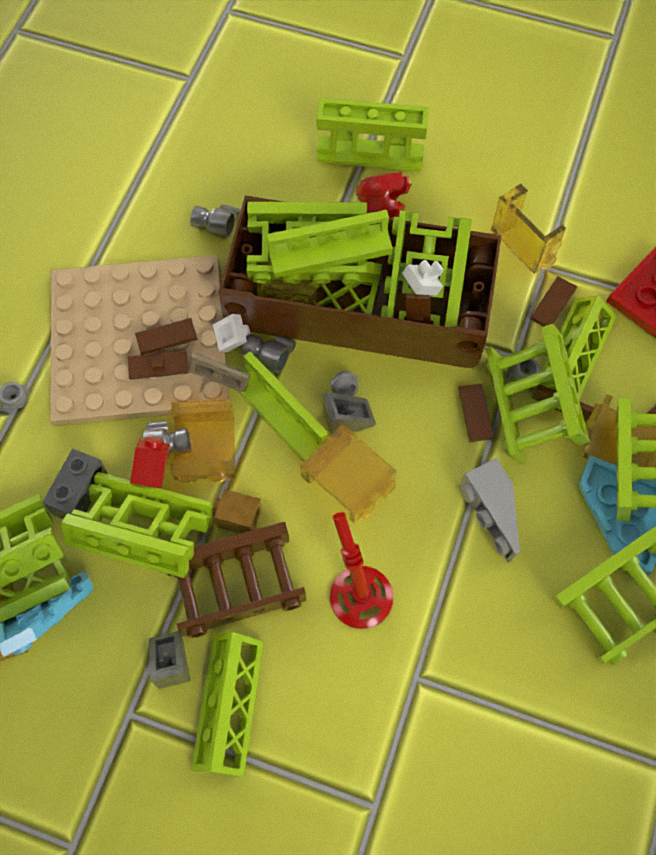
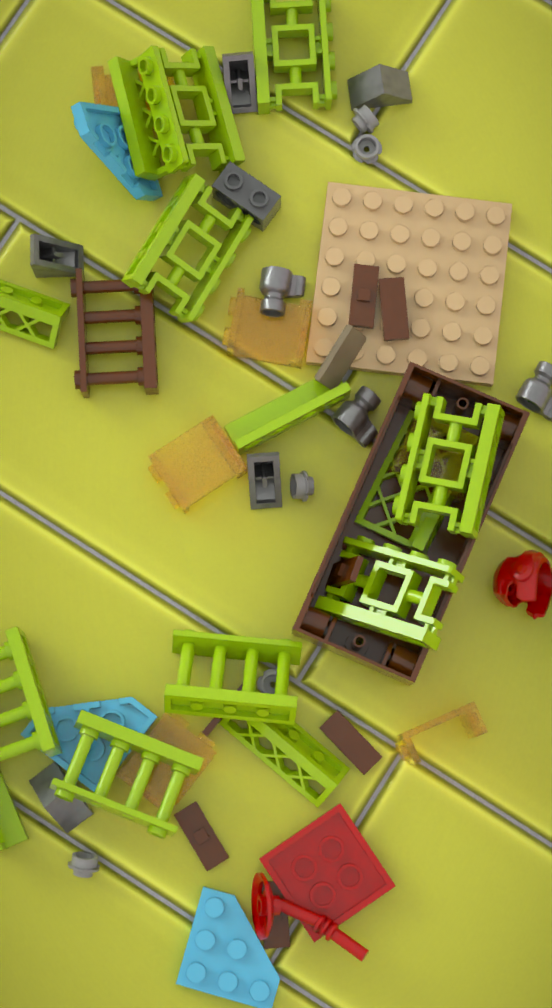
camera: 100 degrees right, 15 degrees up
(150, 462) = (248, 268): red brick -> none
(230, 333) = (383, 377): white tile -> none
(236, 511) = (183, 346): pearl gold brick -> none
(329, 246) = (424, 482): lime fence -> none
(362, 577) = (79, 447): red dish -> none
(424, 277) = (378, 580): white tile -> none
(475, 412) = (238, 615): reddish brown piece -> none
(493, 499) = (137, 601): light grey slope -> none

